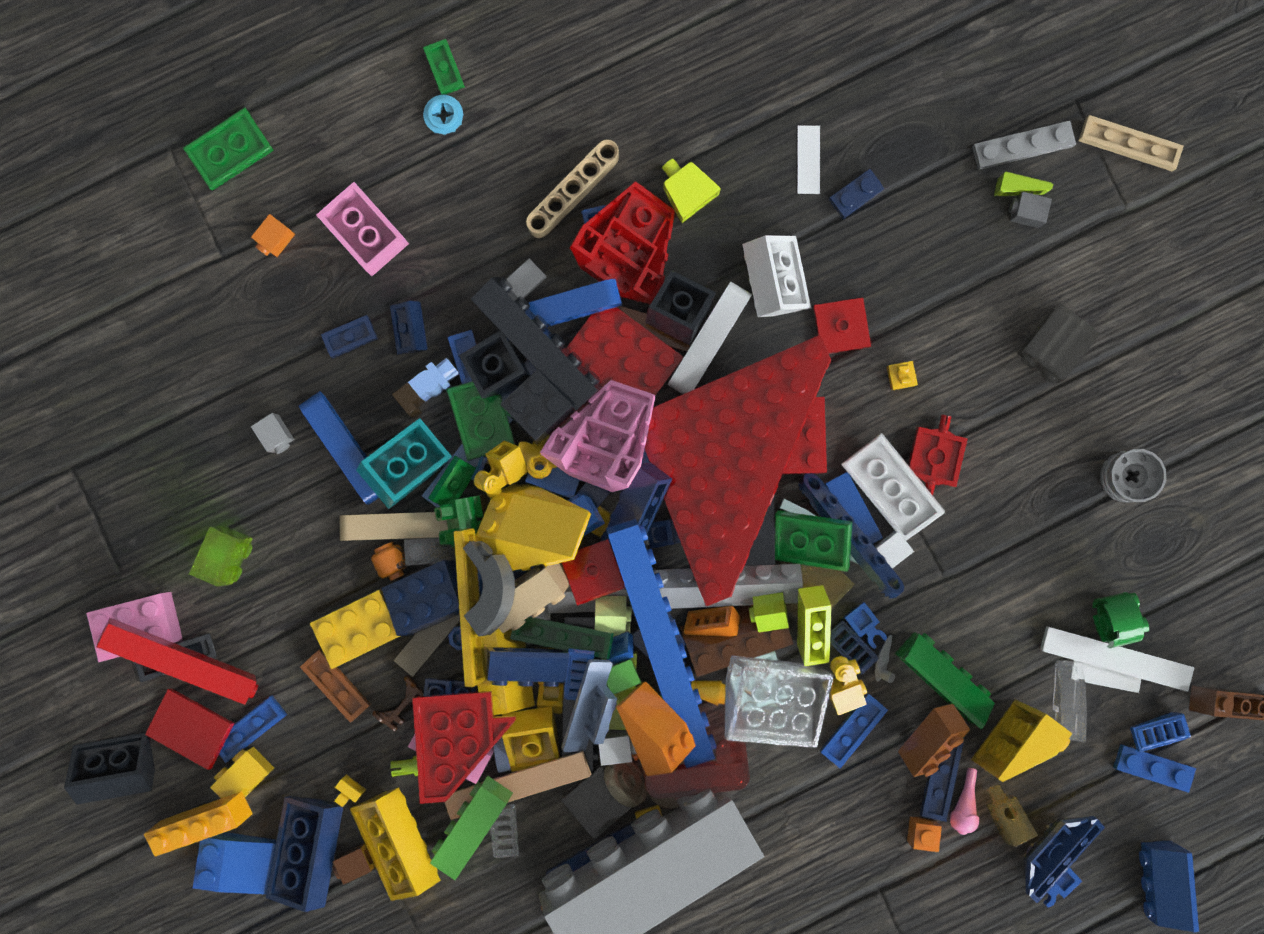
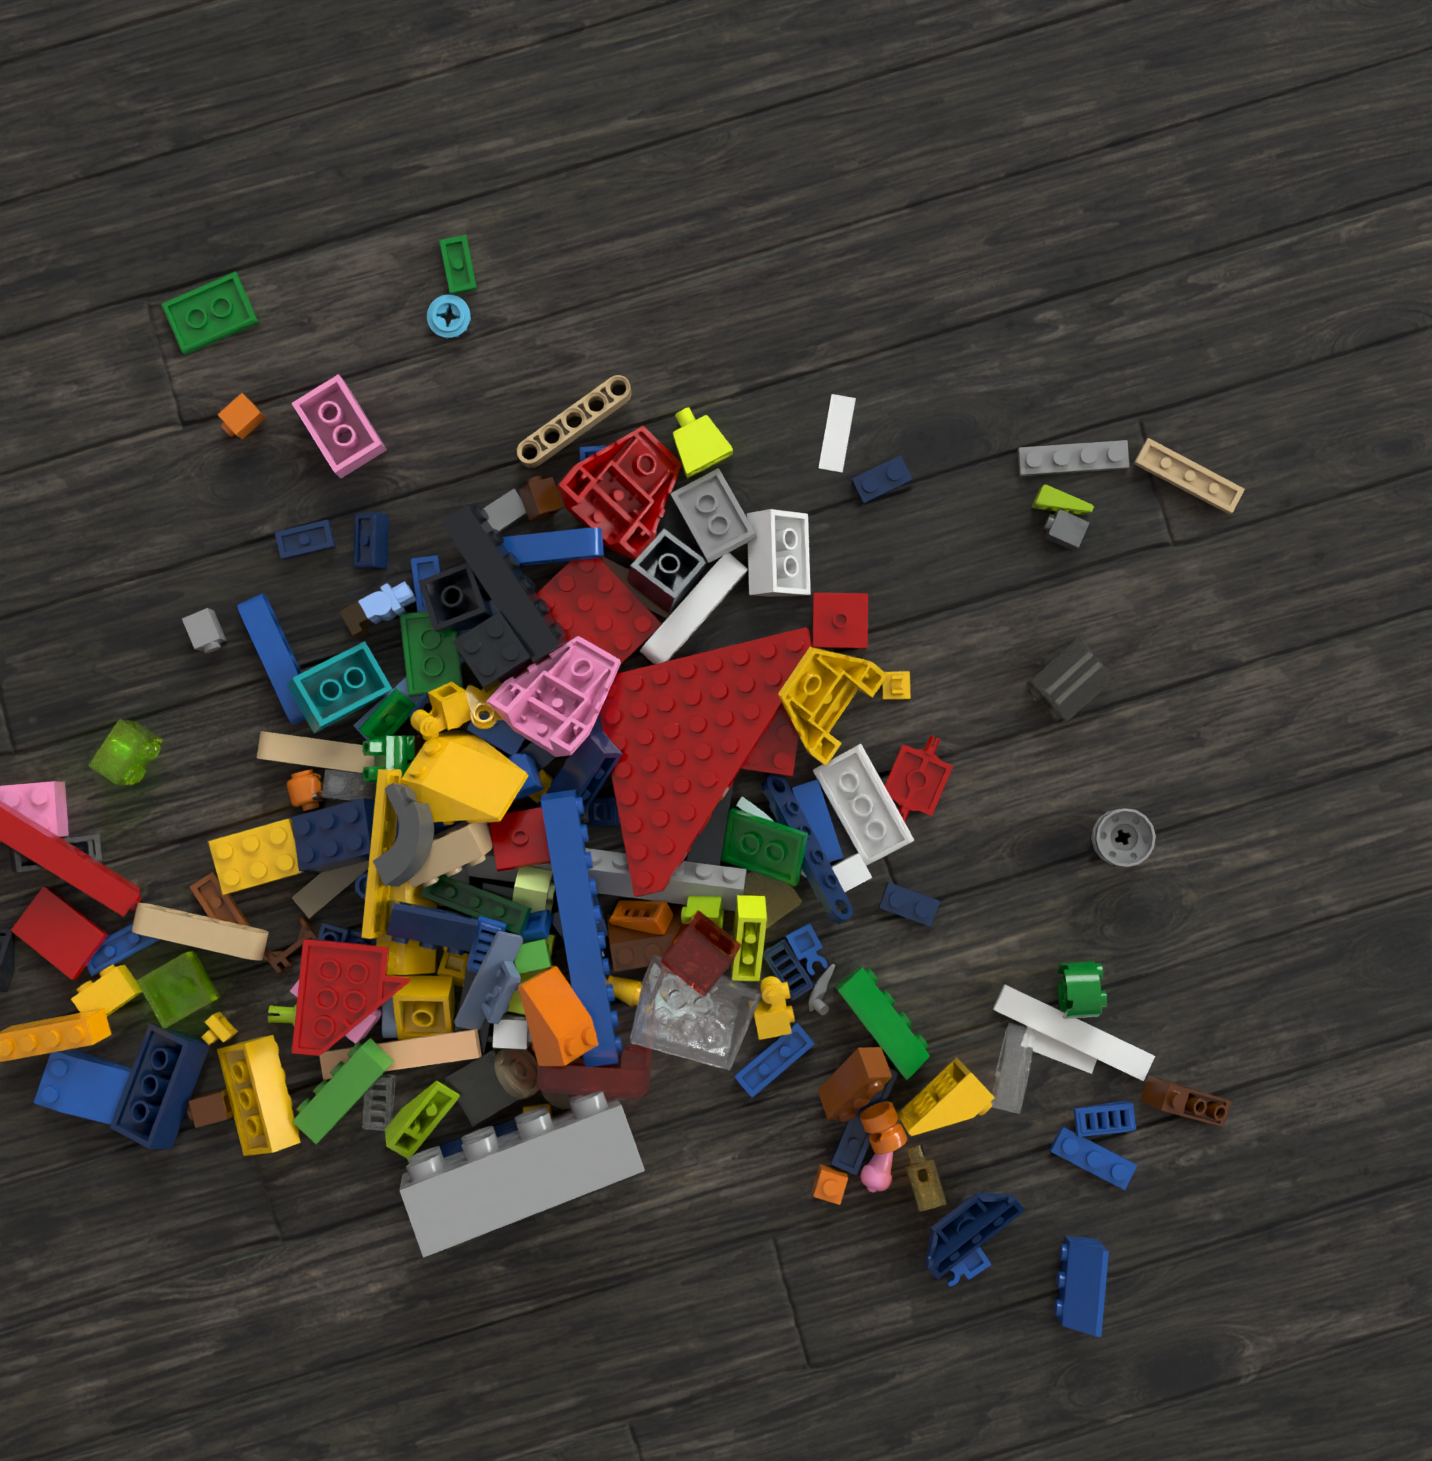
camera: 10 degrees right, 0 degrees up
(305, 761) = (178, 989): none -> clear neon green brick
(316, 706) = (200, 931): none -> tan beam
(544, 841) = (419, 1119): none -> lime slope
(554, 262) = (540, 498): none -> reddish brown brick
(713, 251) = (713, 515): none -> light grey plate
(776, 647) = (700, 953): none -> clear red slope
(840, 392) = (821, 692): none -> yellow wedge
(949, 569) = (909, 904): none -> dark blue plate
(965, 775) = (884, 1130): none -> orange wheel

